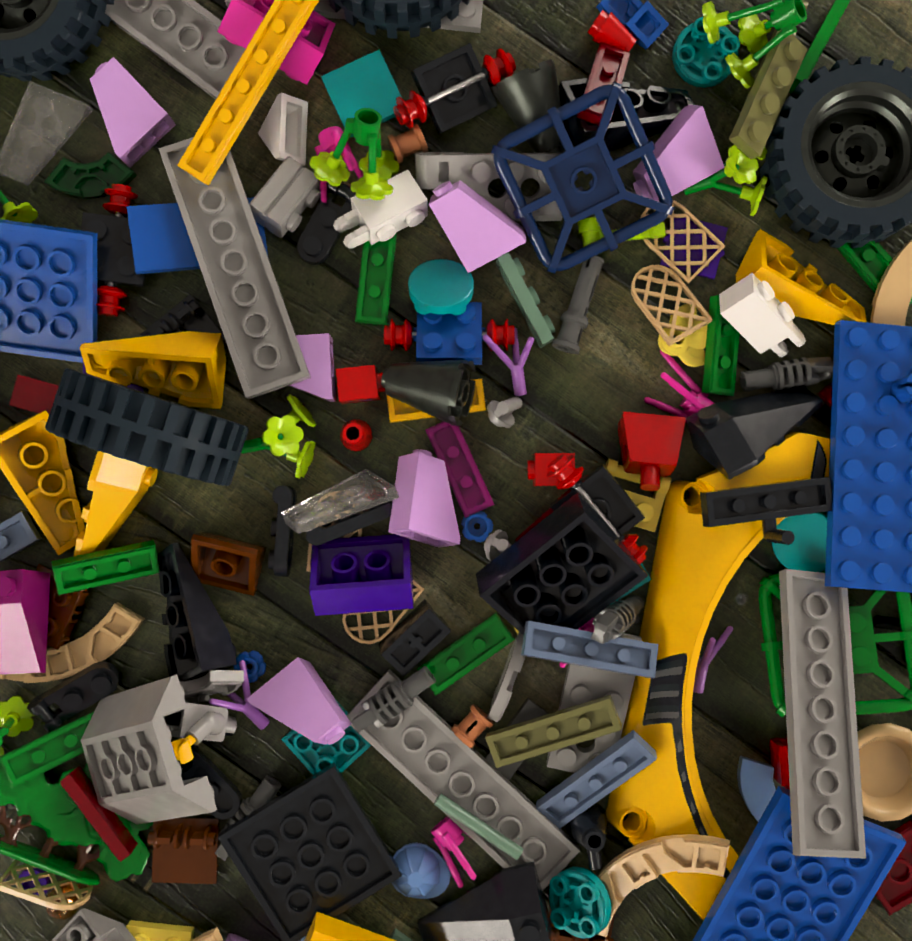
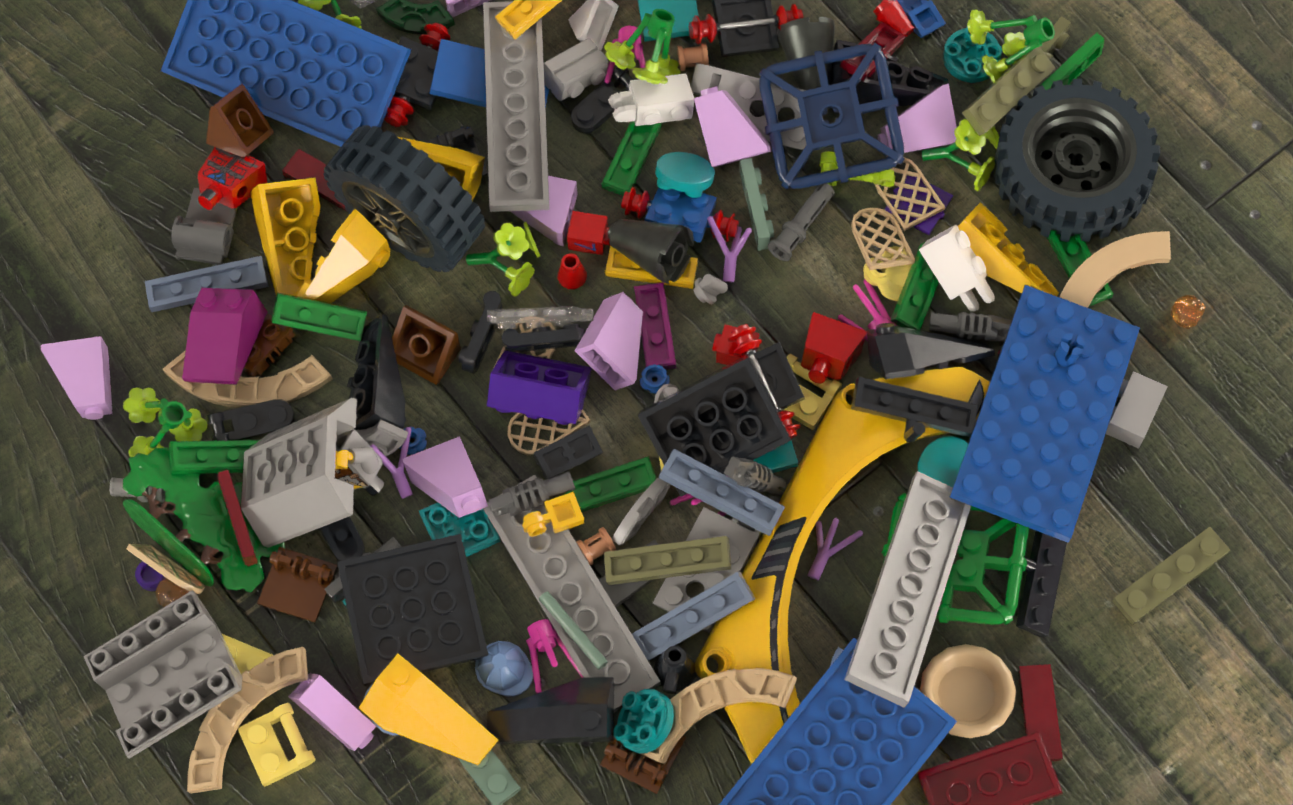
camera: 20 degrees right, 20 degrees down
(430, 712) = (561, 513): none -> yellow plate

